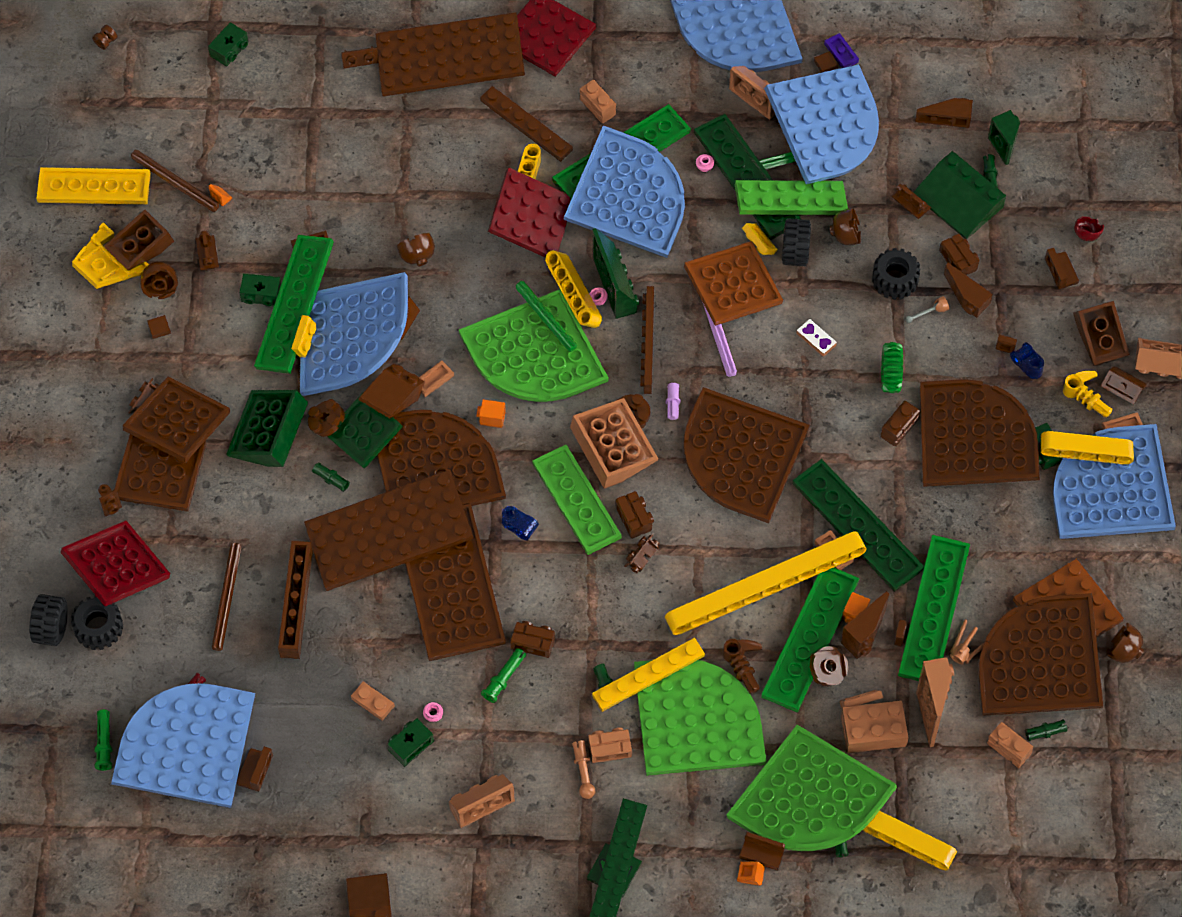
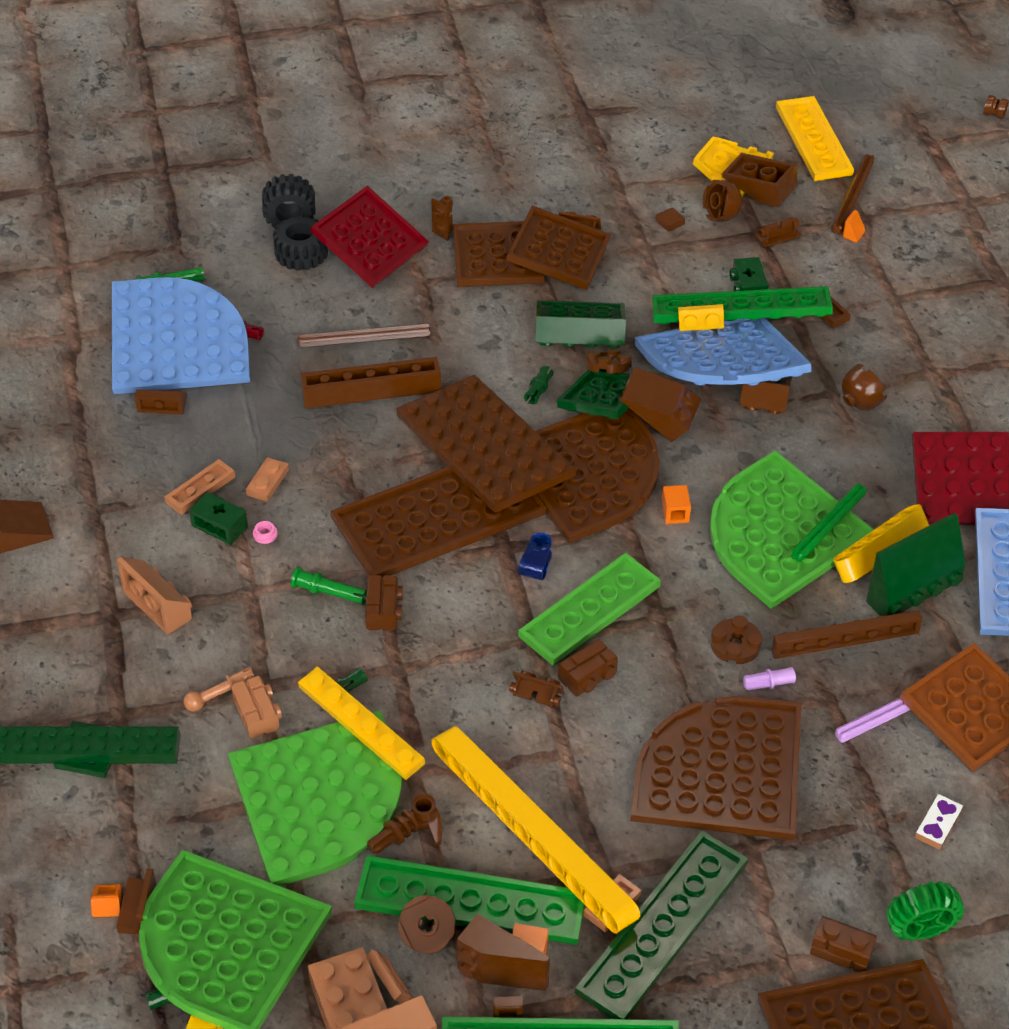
camera: 75 degrees right, 15 degrees down
(369, 752) = (194, 489): none -> nougat plate
(435, 378) = (703, 447): nougat tile -> none
(613, 442) = (678, 621): nougat slope -> none

